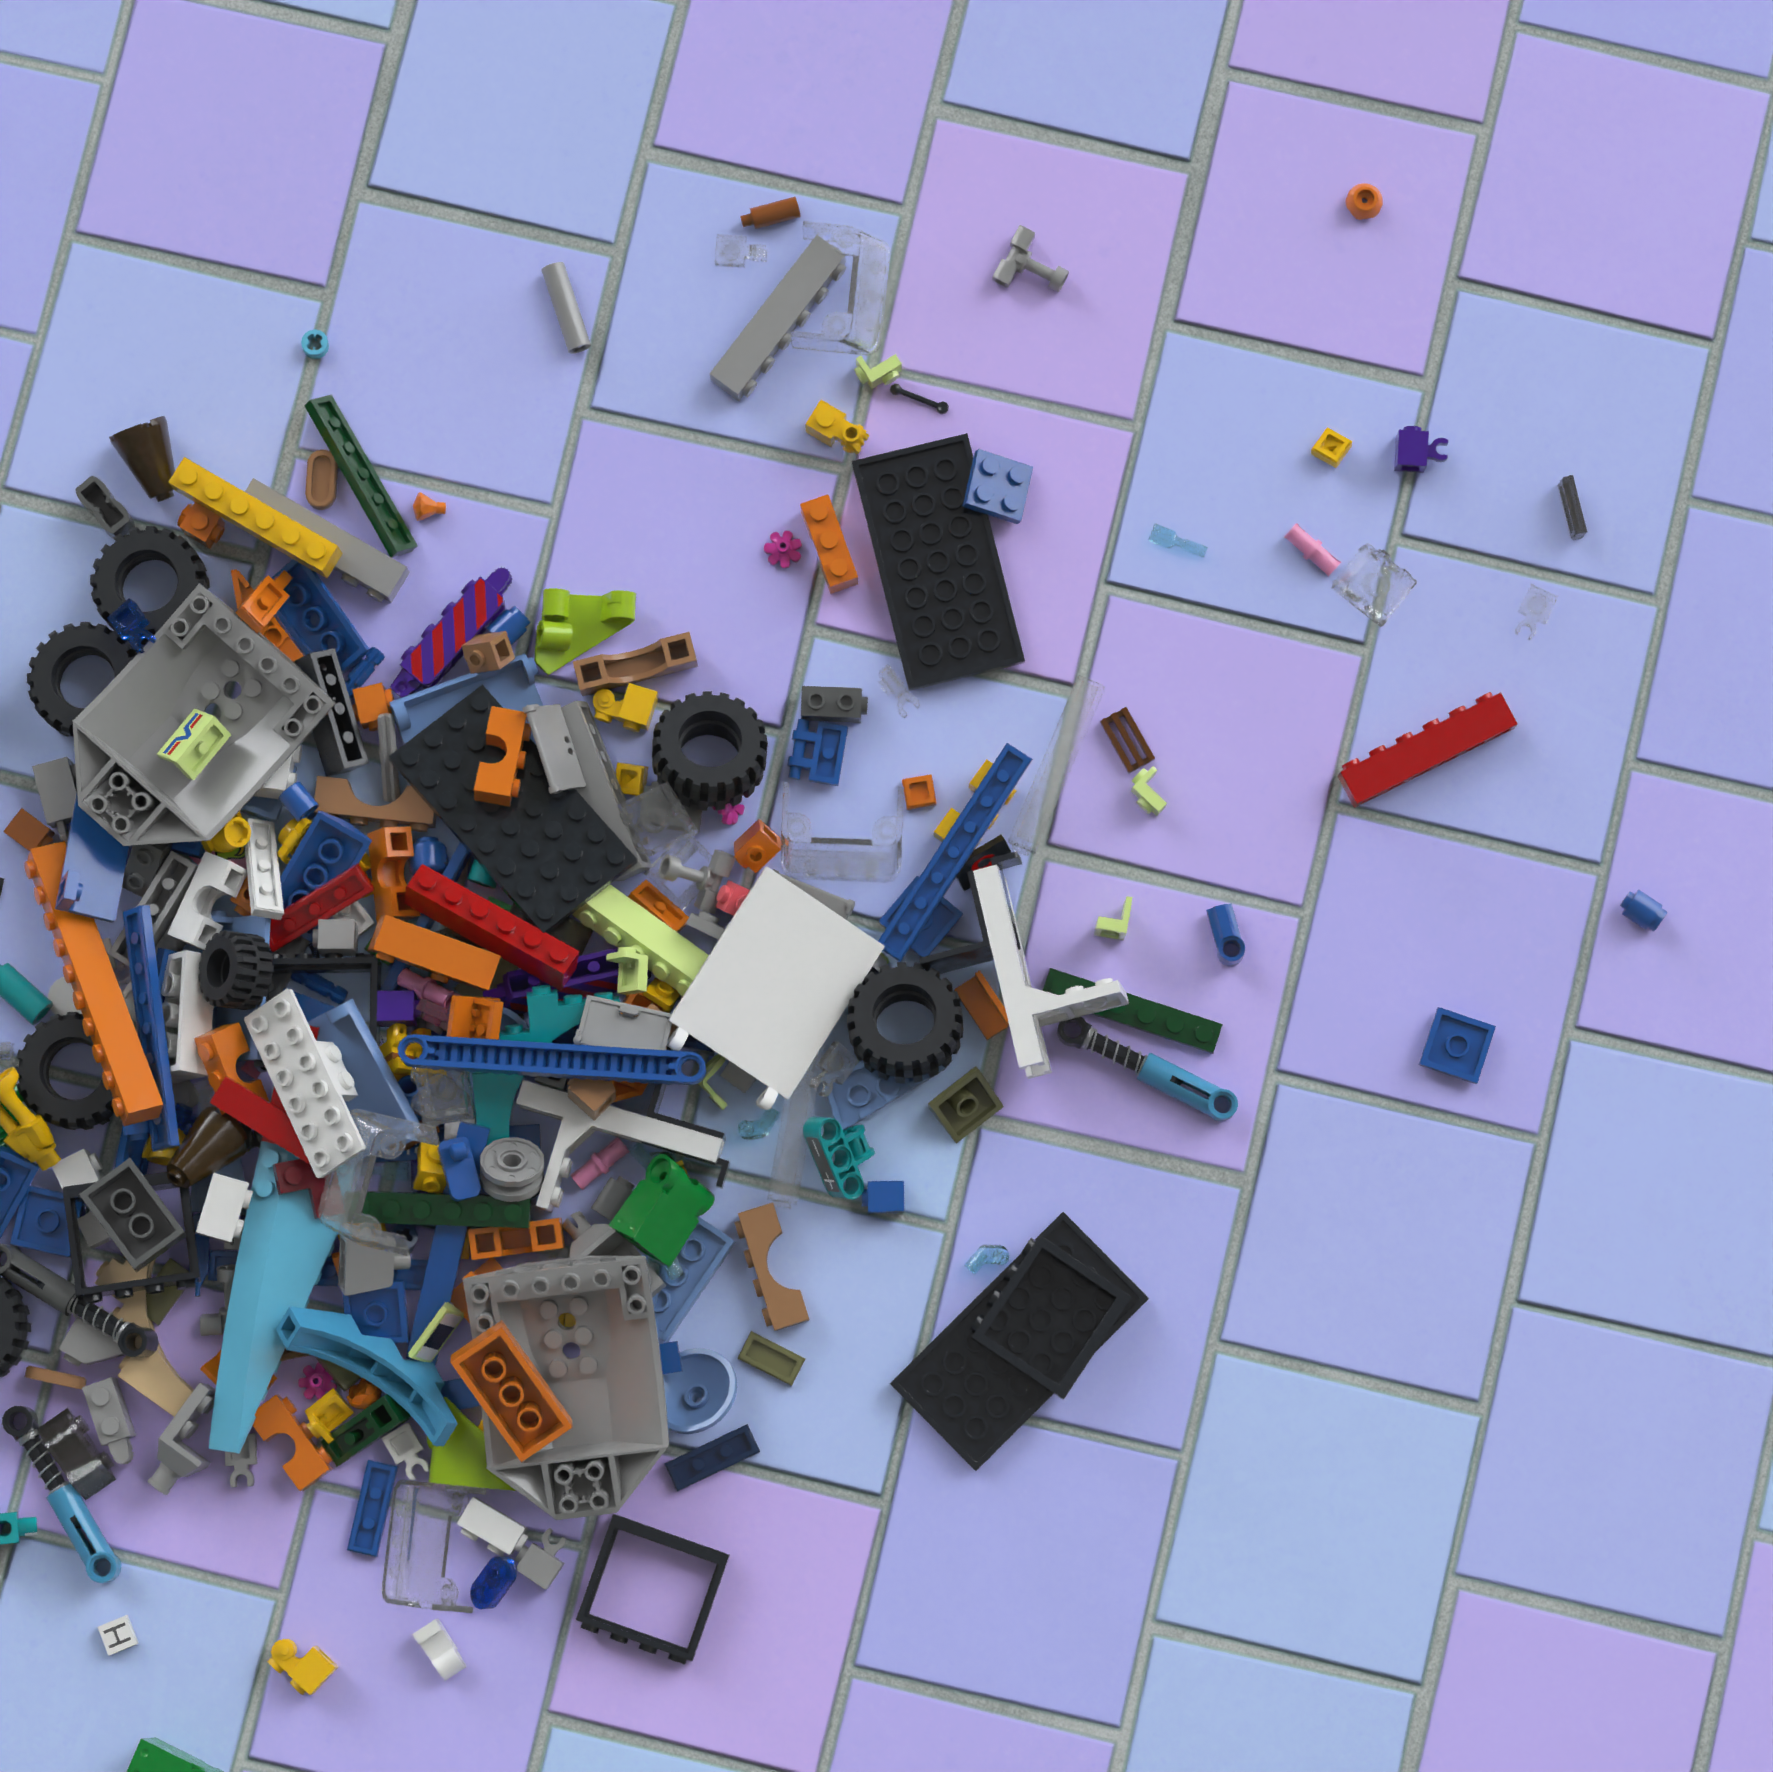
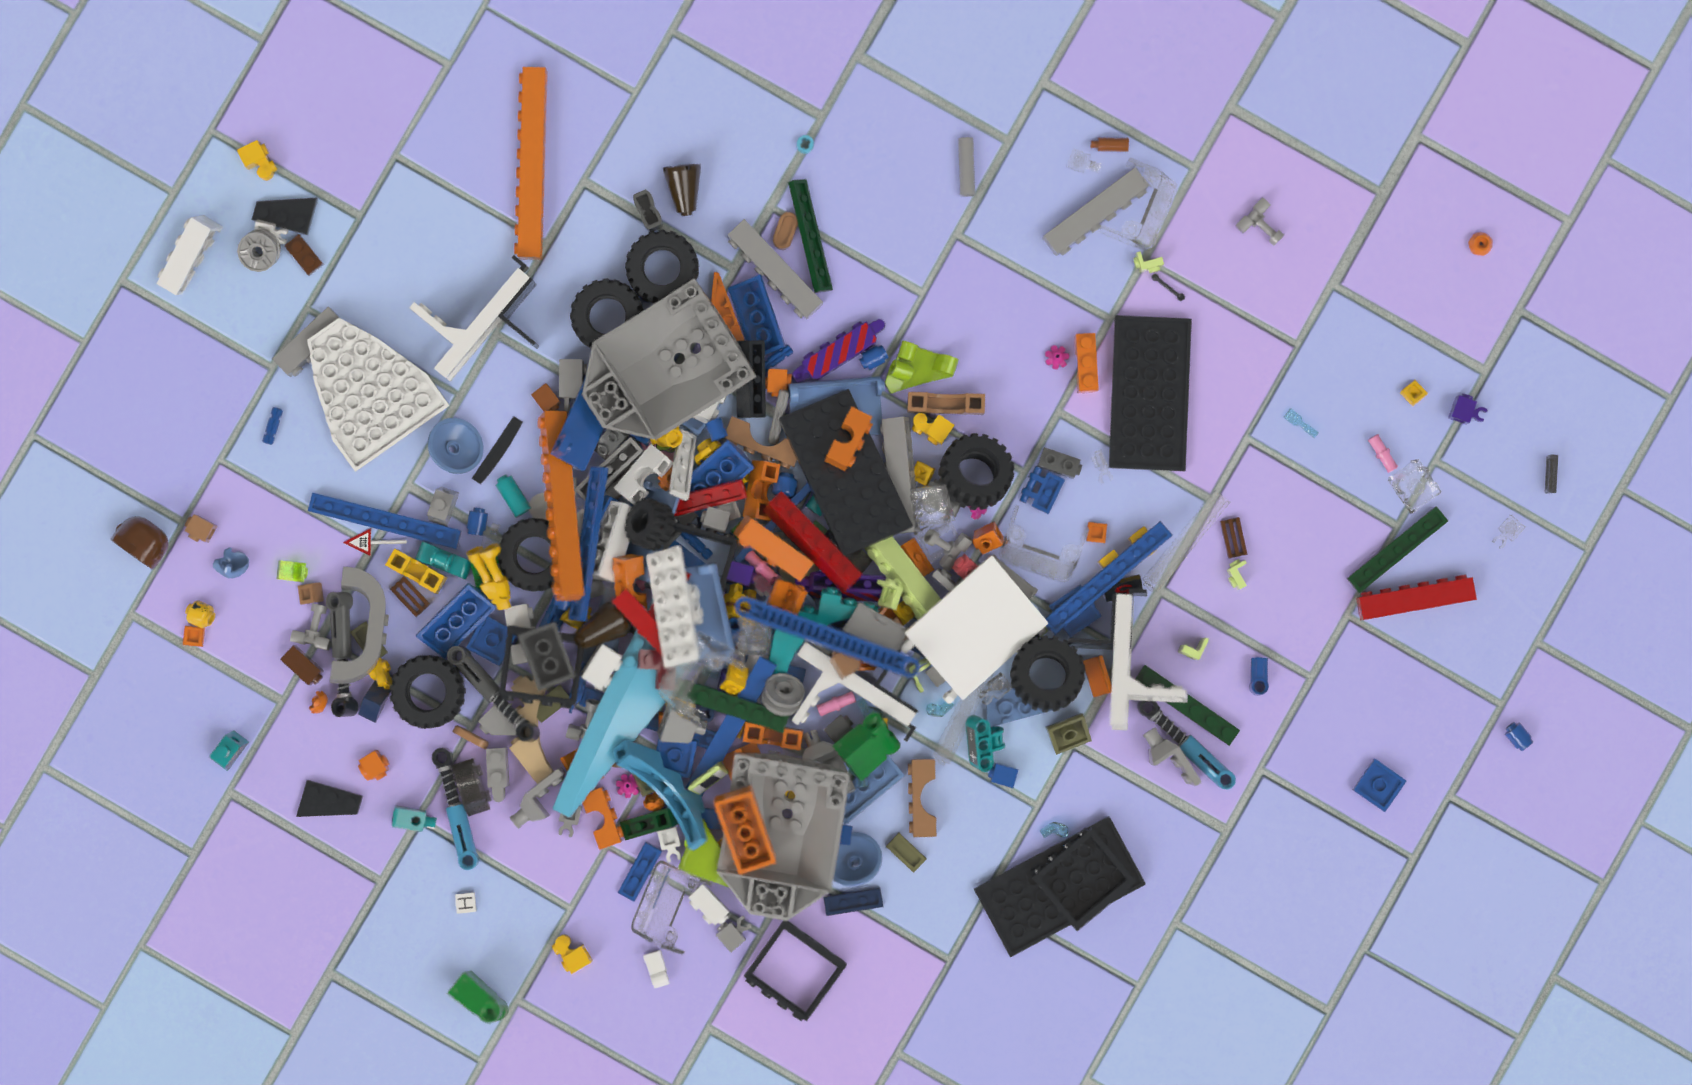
camera: 15 degrees right, 5 degrees up
(130, 624) = (644, 290): clear blue plate -> none
(184, 1117) = (594, 603): clear blue plate -> none
(195, 743) = (663, 375): yellowish green panel -> none
(201, 524) = (704, 238): orange brick -> none
(255, 517) = (739, 245): yellow brick -> none
(264, 601) = (730, 300): orange hinge -> none
(327, 1414) = (628, 807): yellow bracket -> none
(426, 507) = (844, 267): orange rock -> none
(459, 1169) = (751, 685): blue piece -> none
(488, 652) = (857, 370): medium nougat brick -> none
(491, 1587) = (696, 941): clear blue plate -> none
(555, 747) = (882, 442): light grey door -> none
(831, 425) = (1108, 288): yellow brick -> none
(998, 486) = (1200, 357): plate -> none
(1113, 1084) = (1162, 749): none -> light grey plate
(1377, 686) = (1397, 549): none -> dark green plate

